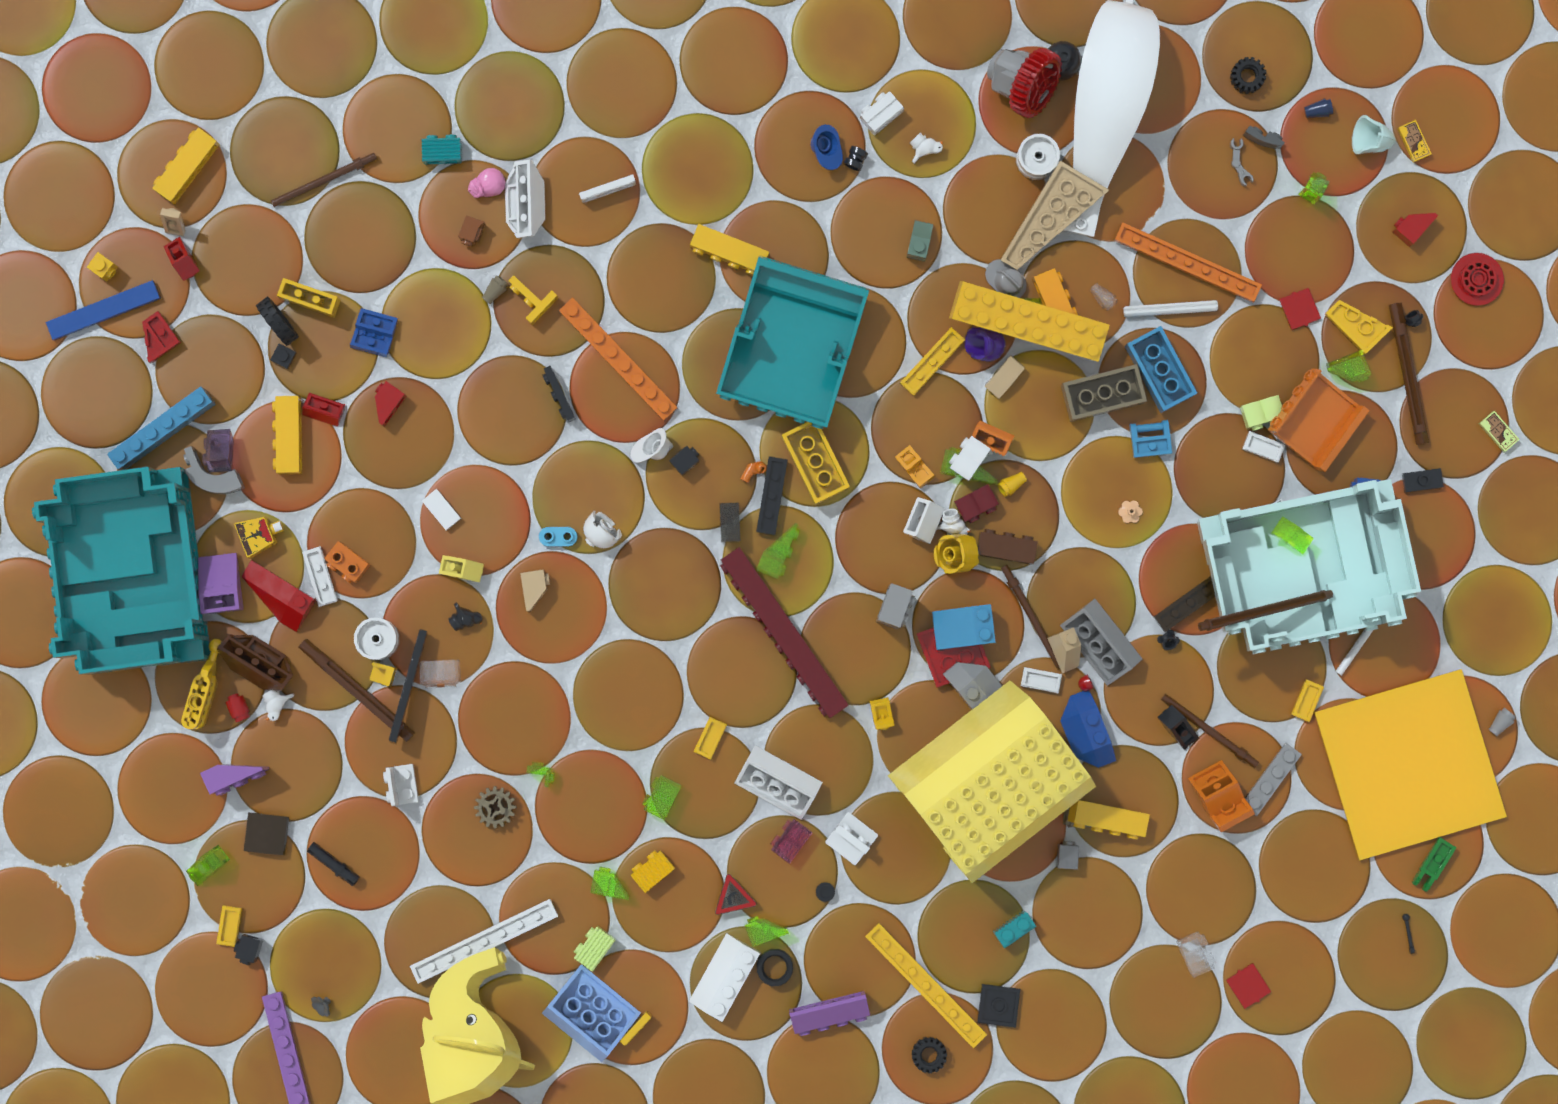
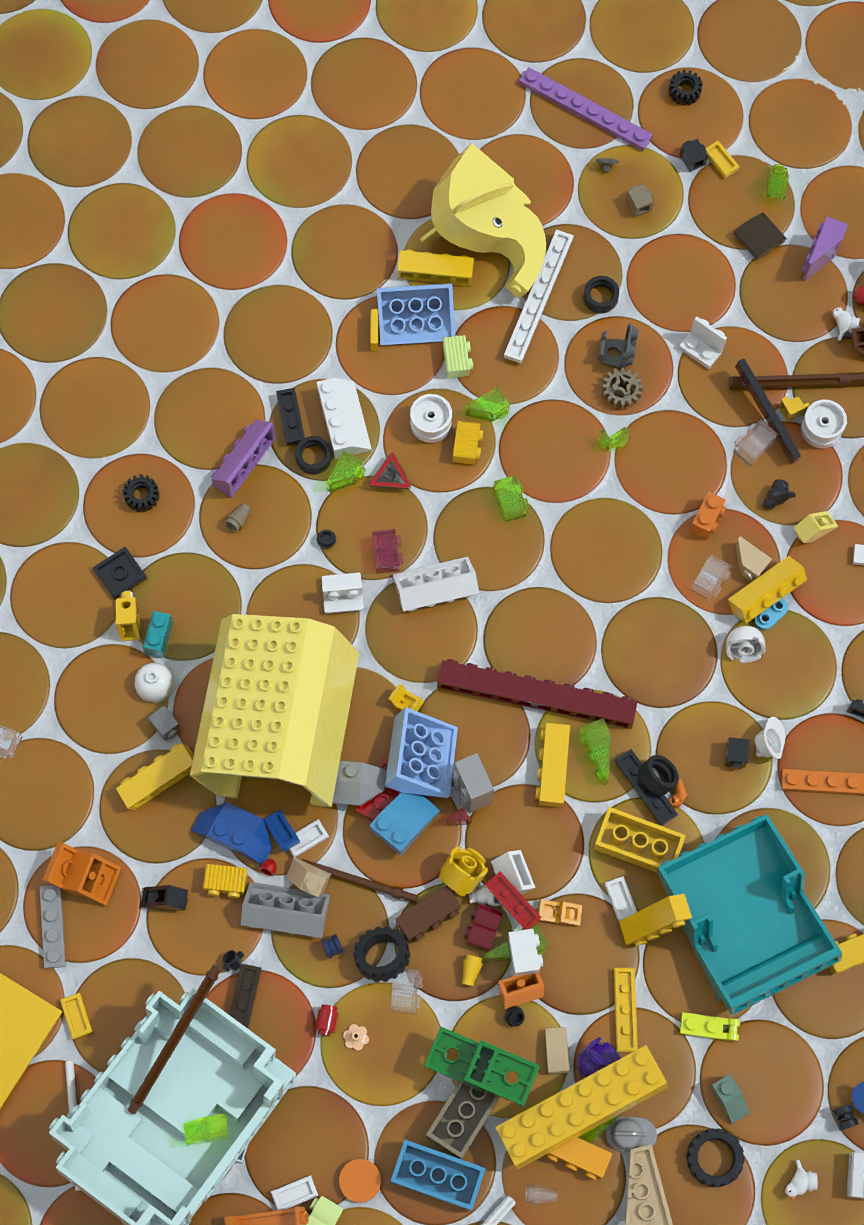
camera: 140 degrees right, 15 degrees down
(184, 1018) = (685, 78): none -> black tyre
(328, 949) = (639, 200): none -> dark tan brick
(340, 869) = (694, 255): black pin -> none
(421, 898) = (603, 281): none -> black tyre
(457, 839) = (626, 347): none -> dark grey piece
(532, 649) = (707, 515): none -> orange brick
(540, 1037) = (435, 268): none -> yellow brick
(545, 554) = (767, 589): none -> yellow brick
(575, 601) = (711, 577): none -> clear brick
(662, 902) = (431, 418): none -> white wheel
(710, 738) = (516, 572): yellow tile -> none
(730, 522) = (657, 736): clear smoke brick -> none
(763, 1015) = (290, 416): none -> black plate
(766, 500) = (651, 780): none -> black tyre
(821, 570) = (554, 765): none -> yellow brick
(861, 395) = (655, 920): none -> yellow brick
(863, 437) = (620, 898): none -> white tile
(876, 968) = (237, 518): none -> dark tan cone
(887, 298) = (709, 1027): none -> neon yellow plate
(909, 662) = (421, 755): none -> light blue slope
(922, 595) = (459, 818): none -> clear red slope
(926, 985) = (188, 538): yellow plate -> none
(944, 500) = (513, 900): none -> red plate
(958, 232) = (694, 1166): none -> black tyre
(1012, 425) = (514, 1016): none -> black plate
(1028, 956) = (127, 617): none -> yellow torso
(1047, 895) = (154, 682): none -> white cylinder
(1054, 700) = (281, 830): none -> blue tile
(1067, 567) = (377, 936): none -> black tyre
(1069, 510) = (405, 992): none -> clear brick
(1072, 407) = (482, 1066): none -> green bracket
(1092, 586) = (332, 946): none -> dark blue wheel
(1125, 701) = (225, 880): none -> yellow brick
(1141, 540) = (326, 1020): none -> red brick
(1150, 445) = (386, 1108): dark azure plate -> none
(1213, 415) = (360, 1180): none -> orange tile
(1240, 752) = (96, 924): reddish brown bar -> none

